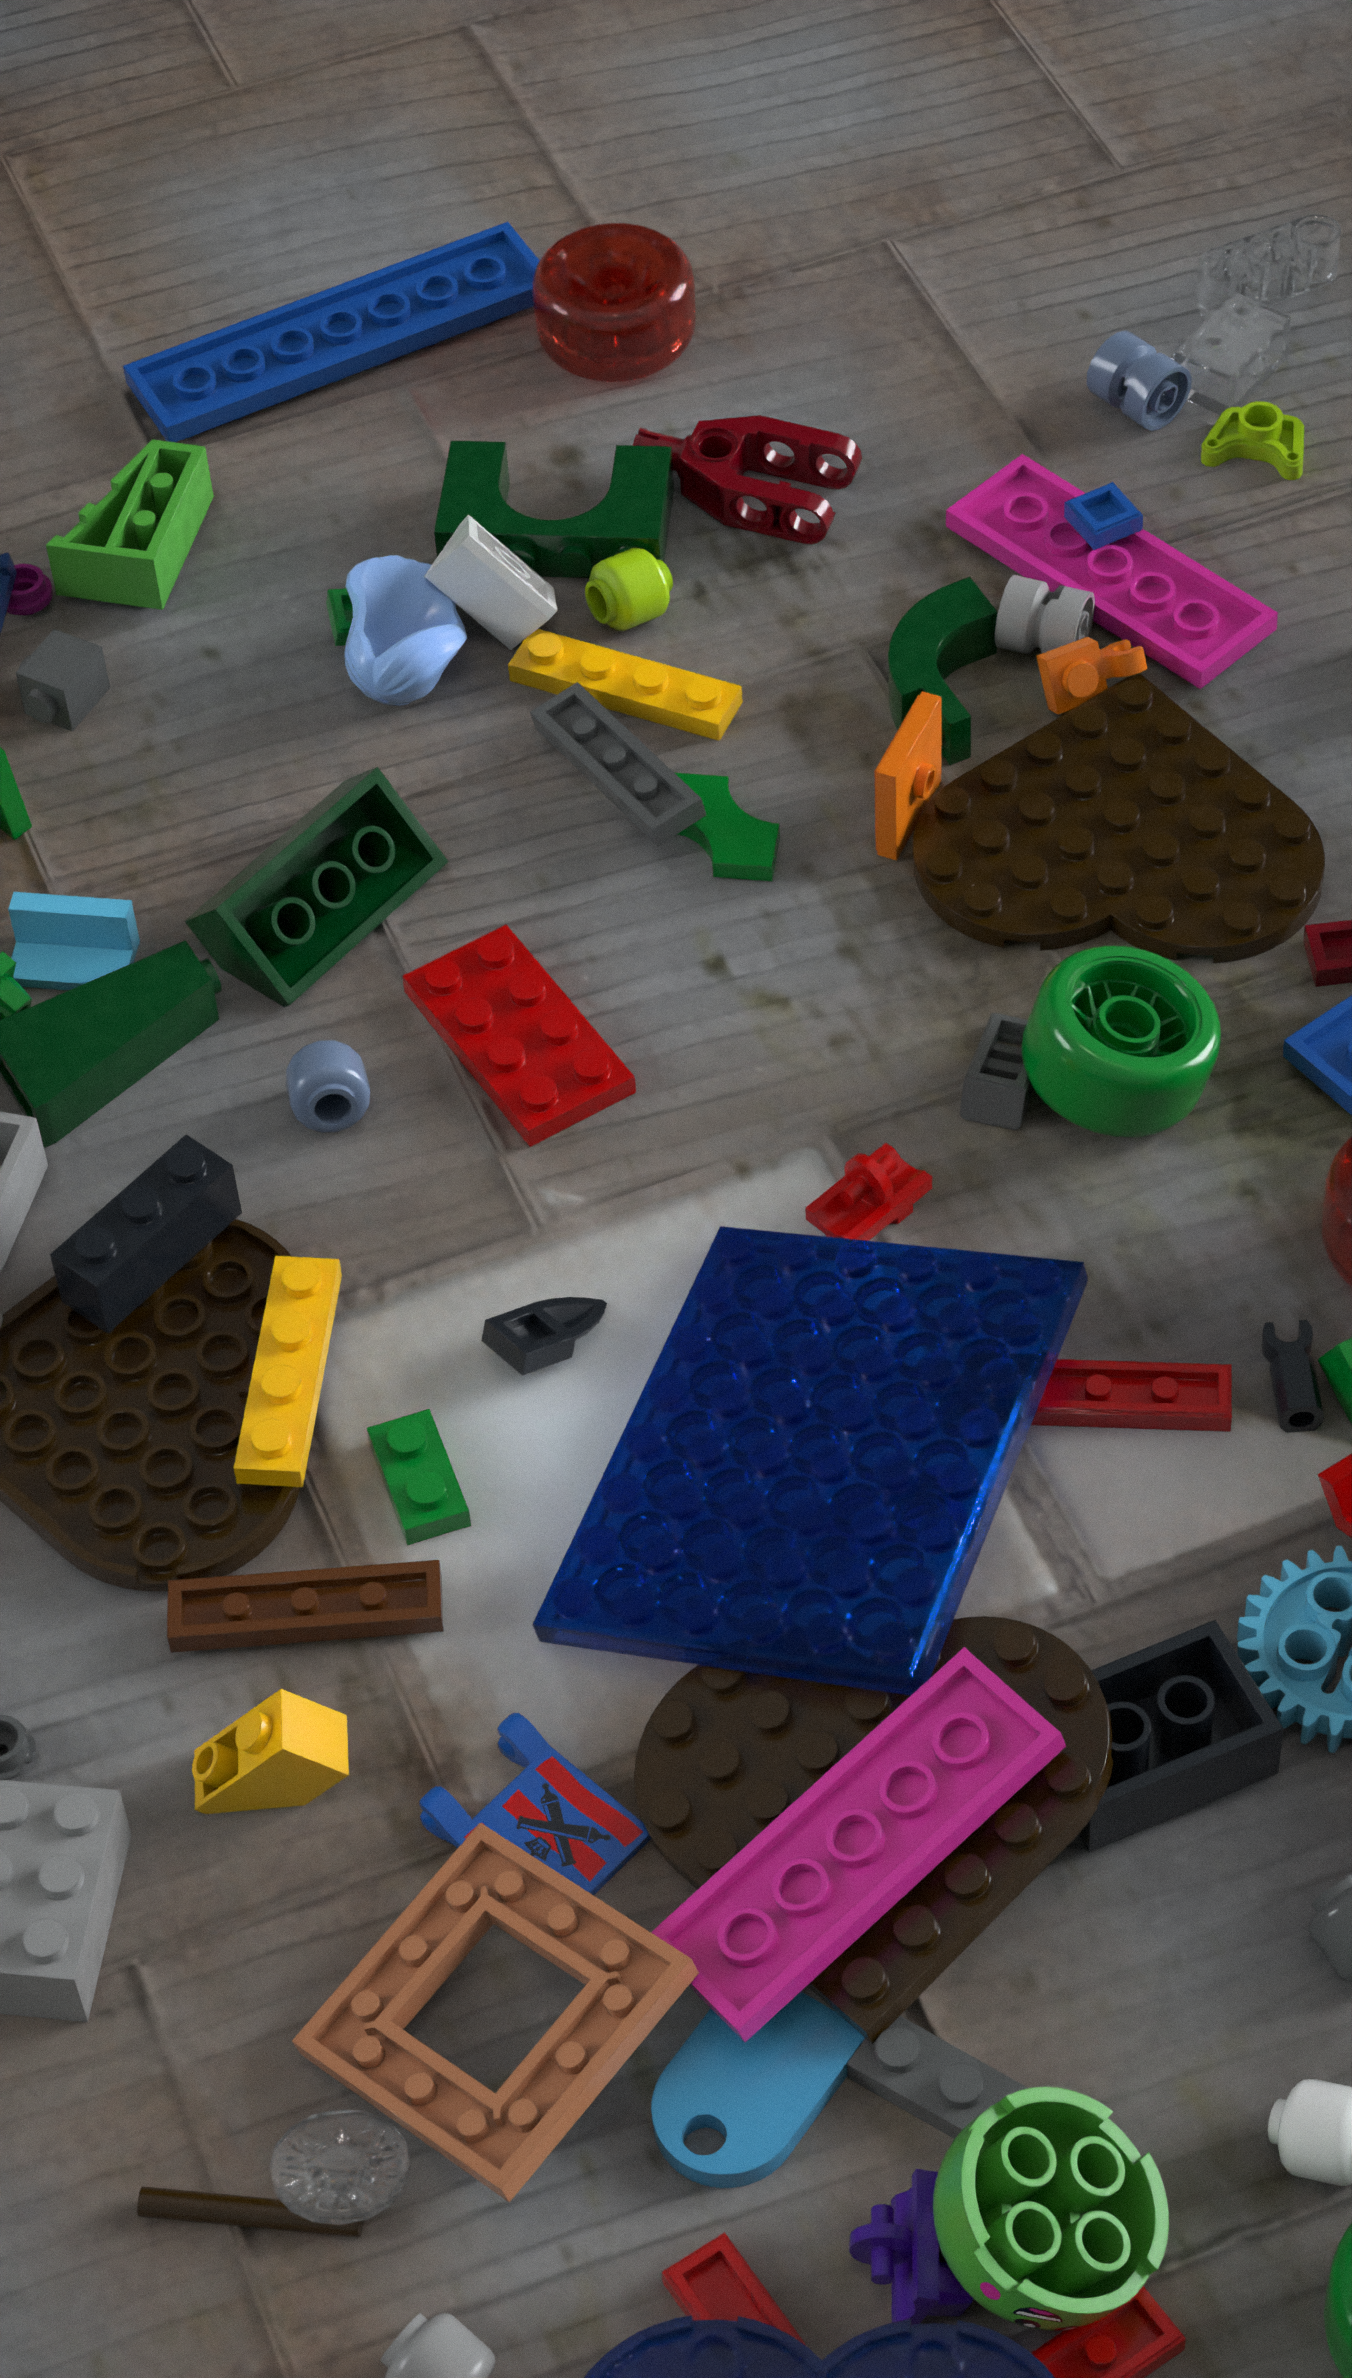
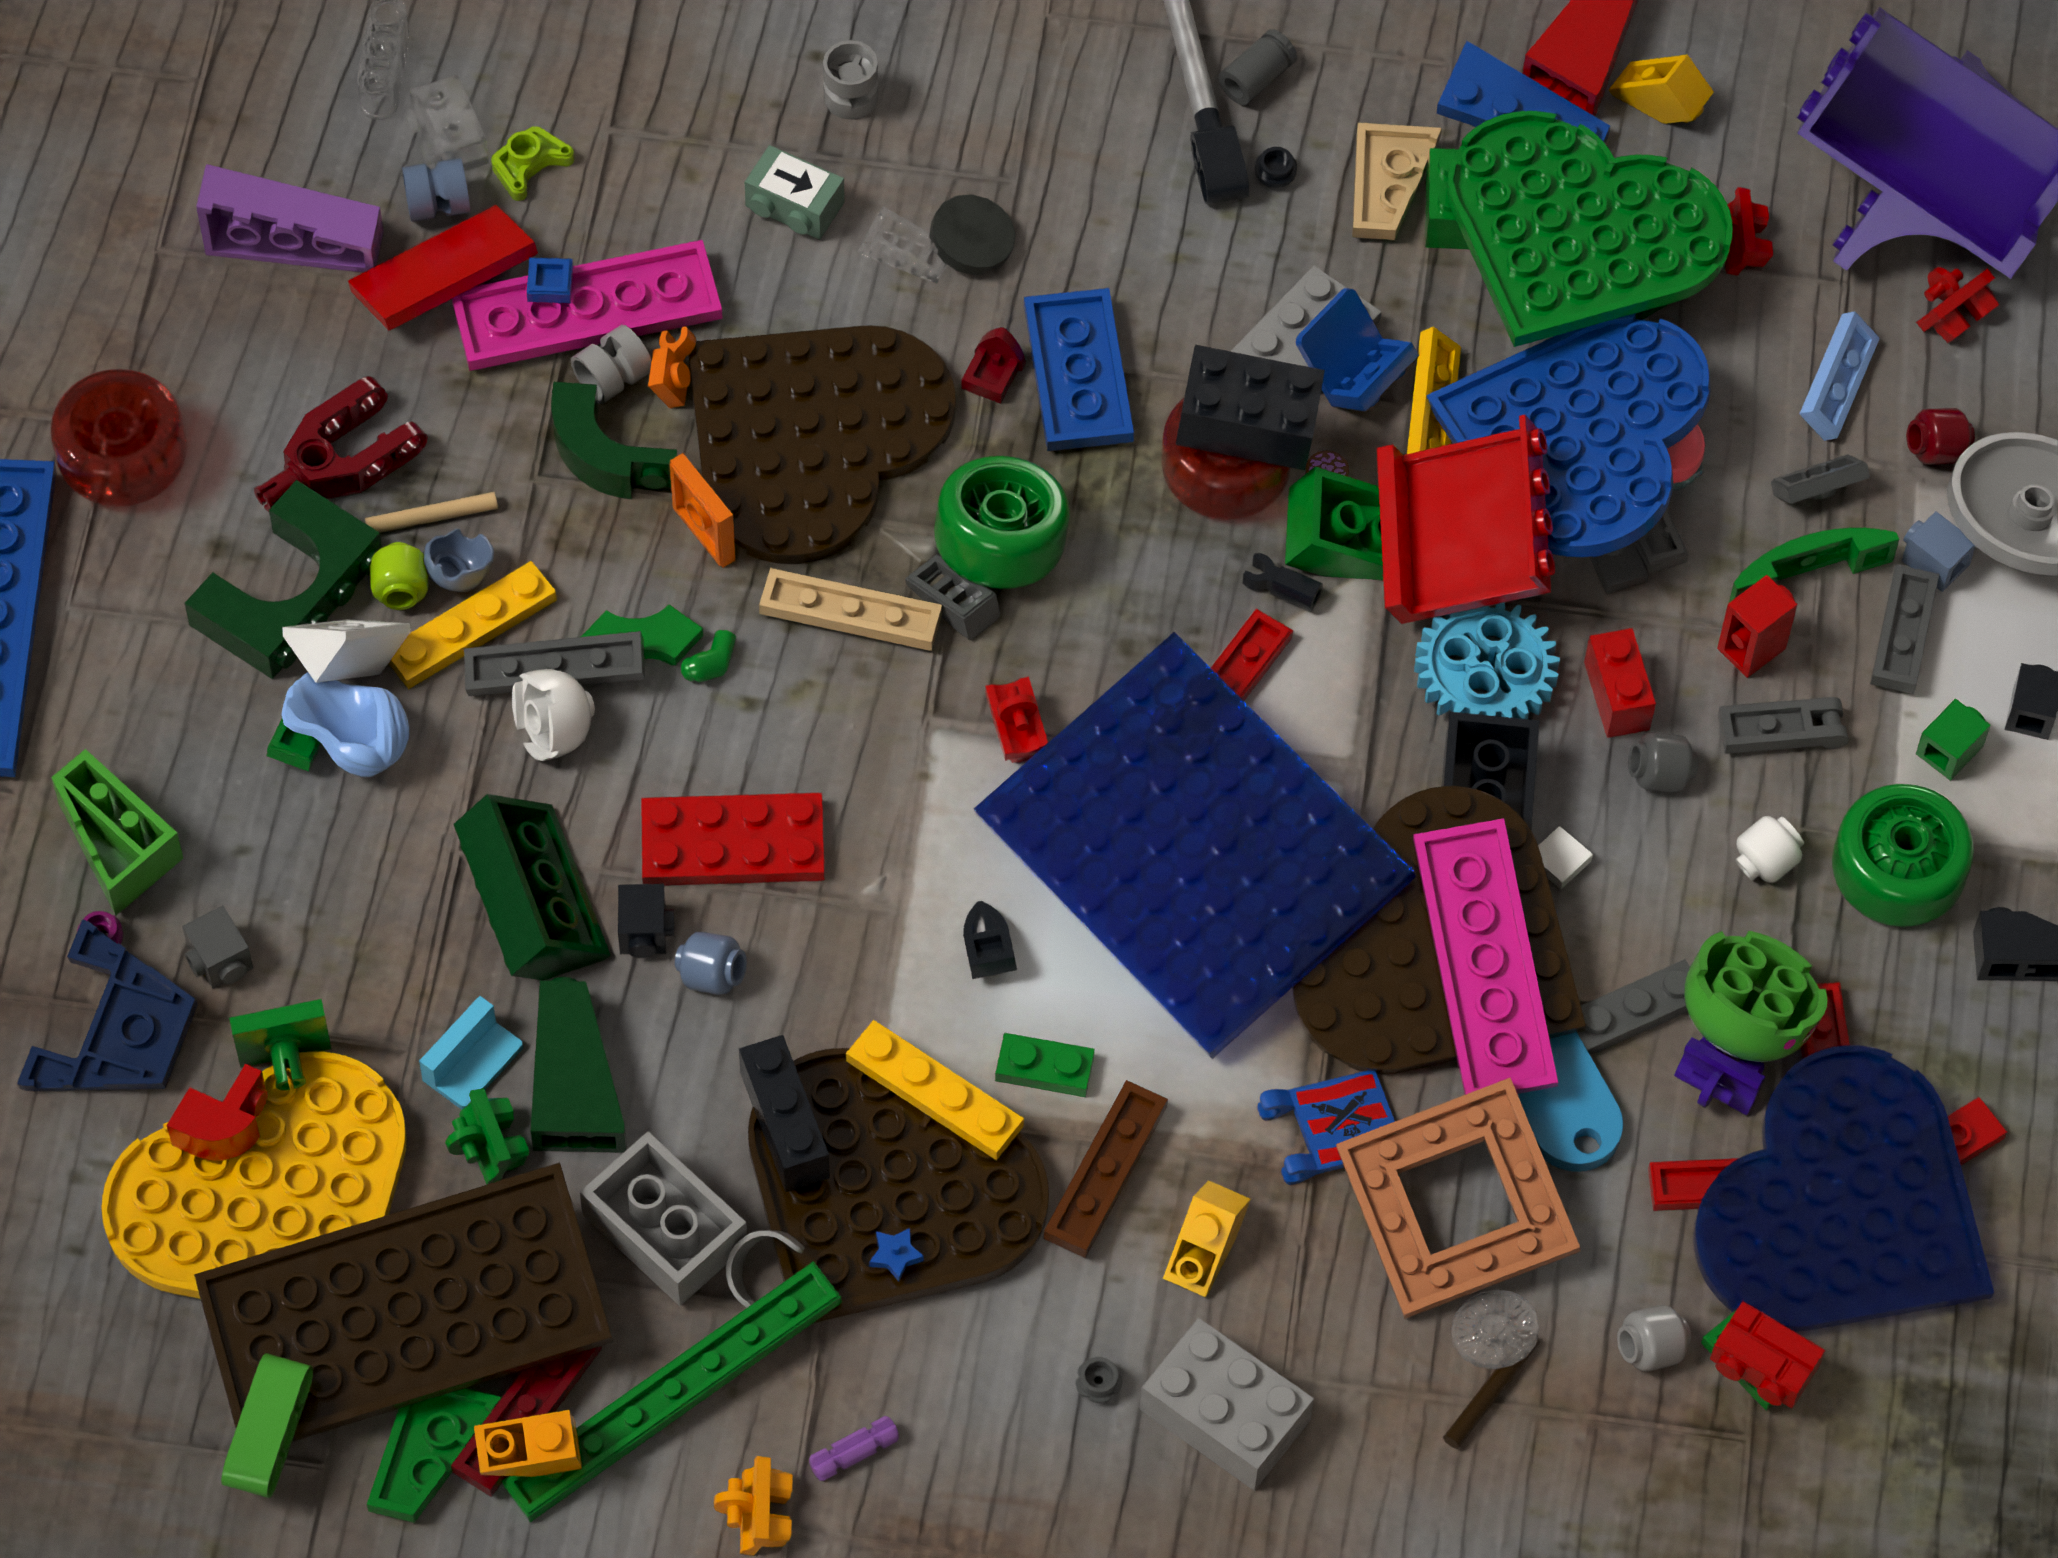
camera: 65 degrees left, 10 degrees up
(40, 1444) = (895, 1253): none -> blue piece
(343, 999) = (643, 920): none -> black brick
(550, 789) = (552, 711): none -> white cylinder
(686, 625) = (458, 561): none -> sand blue hair
(738, 901) = (710, 663): none -> green arm
(741, 586) = (433, 512): none -> tan bar
(904, 982) = (850, 609): none -> tan plate
(986, 289) = (285, 223): none -> medium lavender wedge
(1048, 435) = (442, 267): none -> red tile
(1128, 1887) = (1563, 857): none -> white tile

